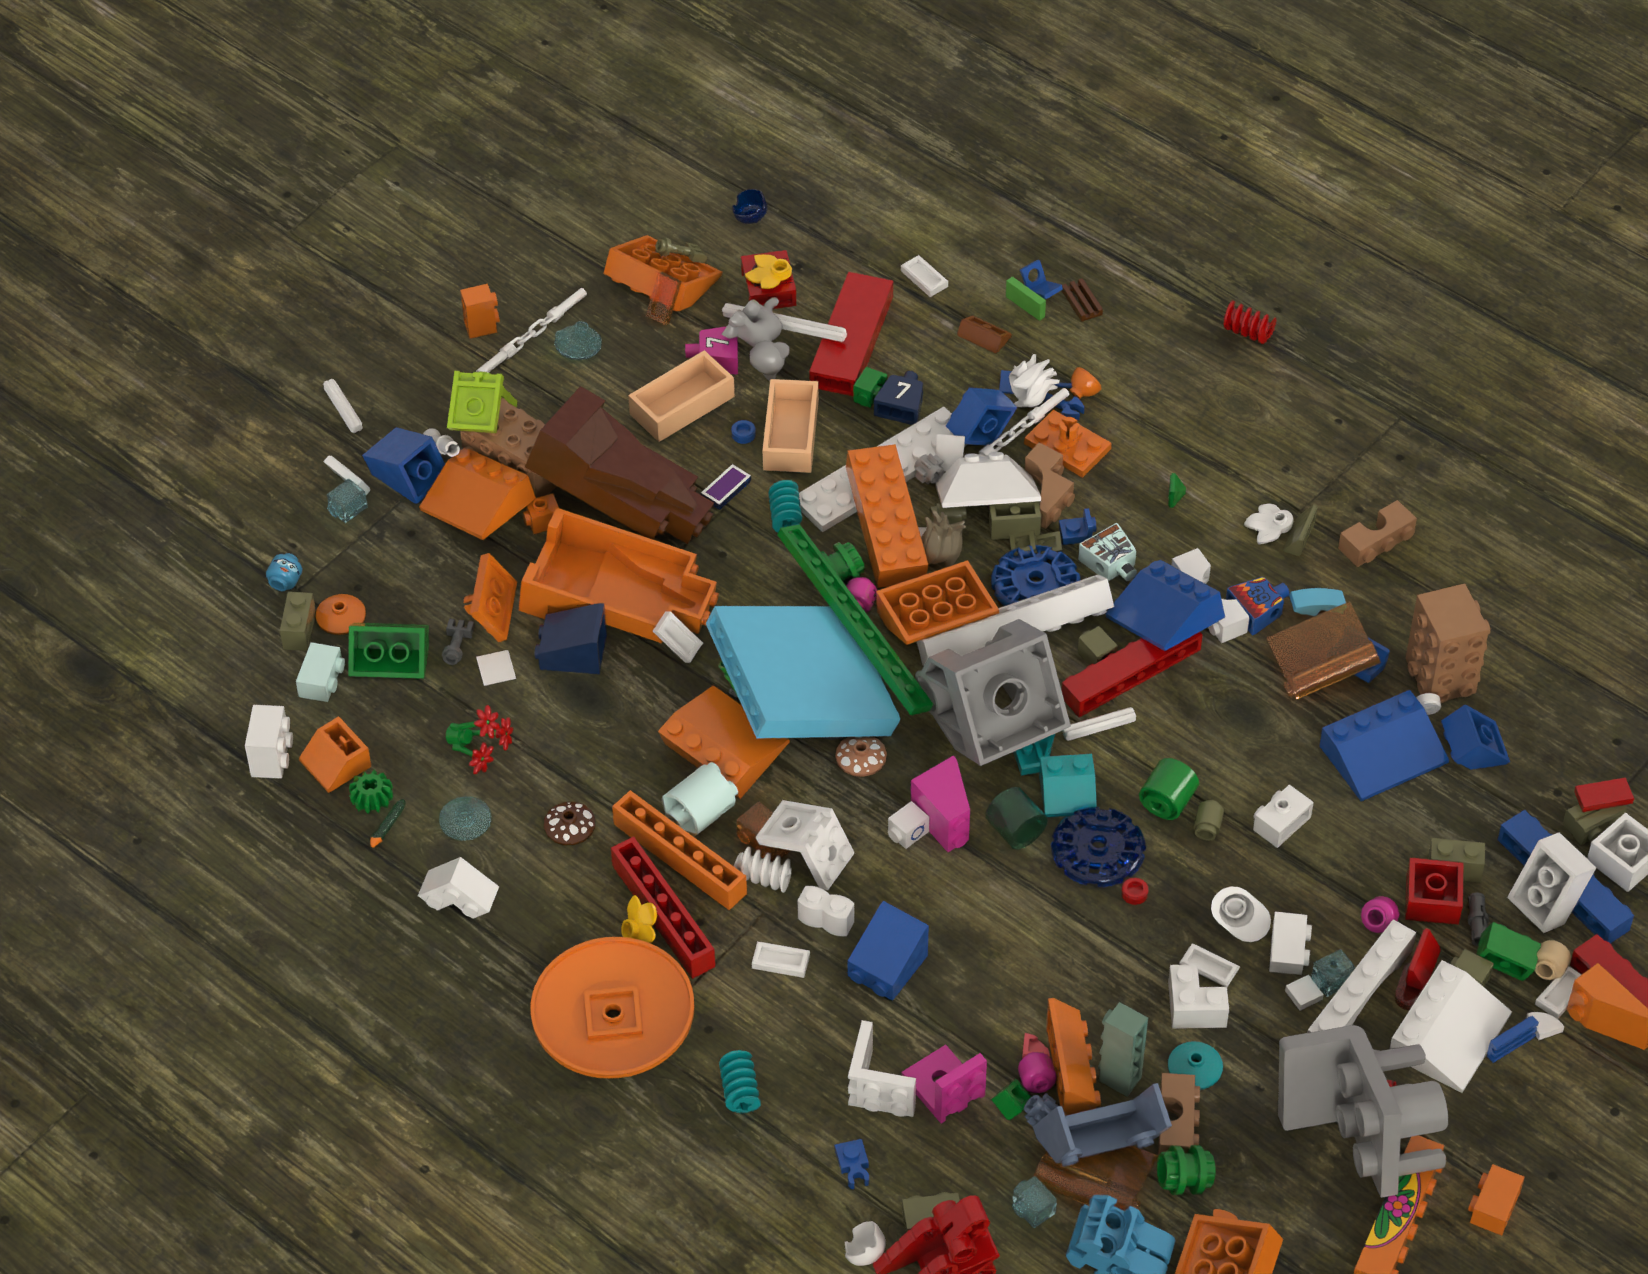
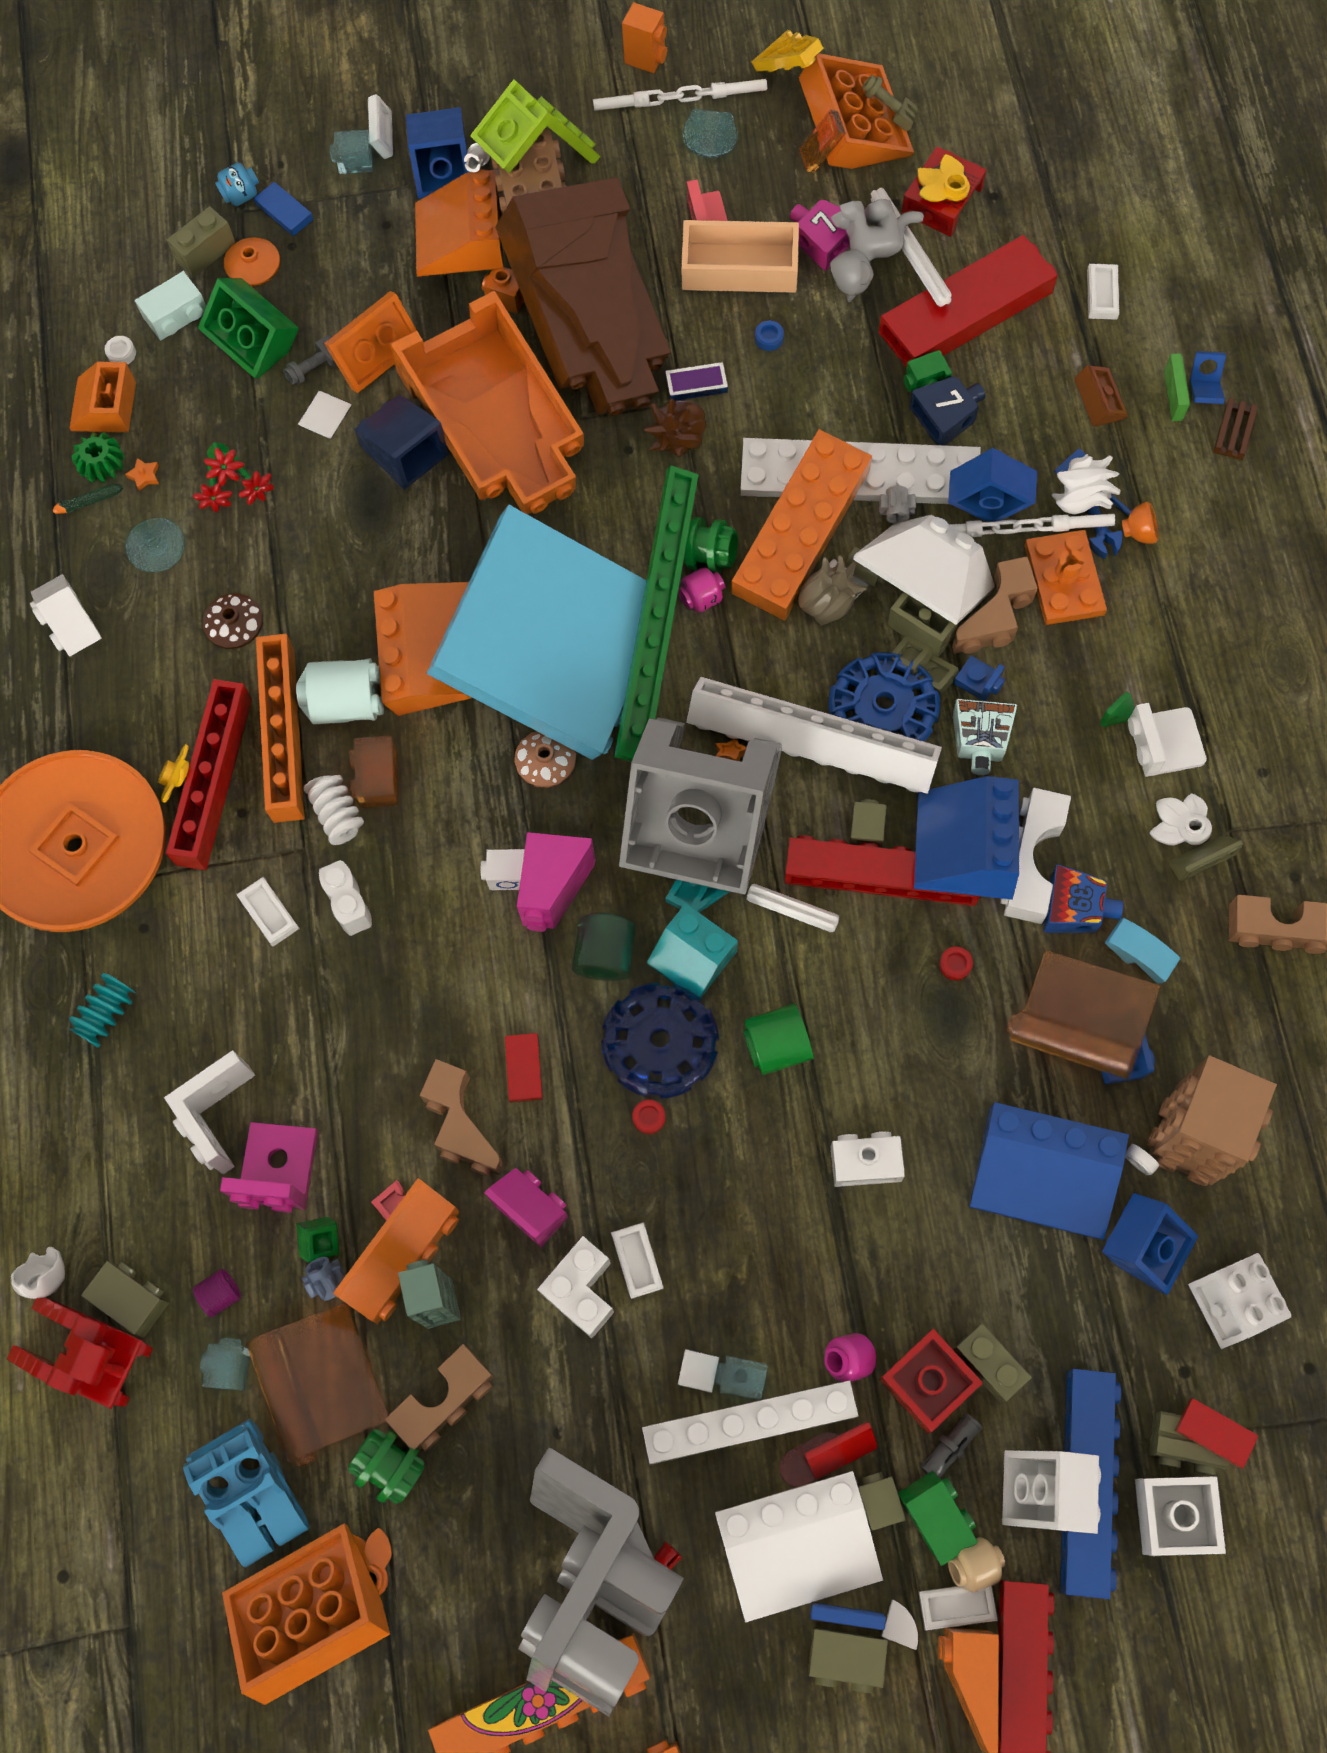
camera: 45 degrees right, 20 degrees up
(268, 741) = (56, 341): white brick -> none
(307, 724) = (120, 349): none -> white tile
(329, 568) = (283, 209): none -> blue tile
(342, 405) = (448, 54): white axle -> none
(409, 783) = (143, 474): none -> orange piece
(586, 260) = (788, 52): none -> yellow wing
(619, 385) = (706, 205): none -> coral panel
(677, 637) = (485, 501): white tile -> none
(747, 516) = (677, 427): none -> reddish brown hair
(750, 206) = (1002, 101): clear blue hair -> none
(784, 504) = (723, 443): teal piece -> none
(790, 426) = (809, 361): light nougat piece -> none
(815, 835) = (390, 814): white bracket -> none
(853, 1159) = (126, 1171): blue plate -> none
(889, 951) = (350, 991): blue slope -> none
(934, 603) = (751, 657): orange slope -> none
(949, 449) = (932, 498): white sticker -> none
(984, 1170) = (216, 1293): none -> magenta piece
(1033, 921) = (523, 1067): none -> red tile
(1037, 978) = (458, 1135): none -> medium nougat arch
(1037, 1072) = (359, 1231): dark pink head -> none
(1103, 1128) = (338, 1349): sand blue windscreen -> none
(1119, 983) = (527, 1205): none -> dark pink slope
(1206, 1071) = (534, 1366): teal dish -> none
(1208, 820) = (791, 1102): olive brick -> none
(1216, 487) = (1166, 740): none -> white bracket
(1222, 685) = (956, 963): none -> red tile
(1241, 914) = (715, 1233): white piece -> none
(1288, 943) = (729, 1309): white brick -> none
(1533, 1058) = (848, 1659): none -> olive brick
(1548, 734) = (1240, 1300): none -> white bracket

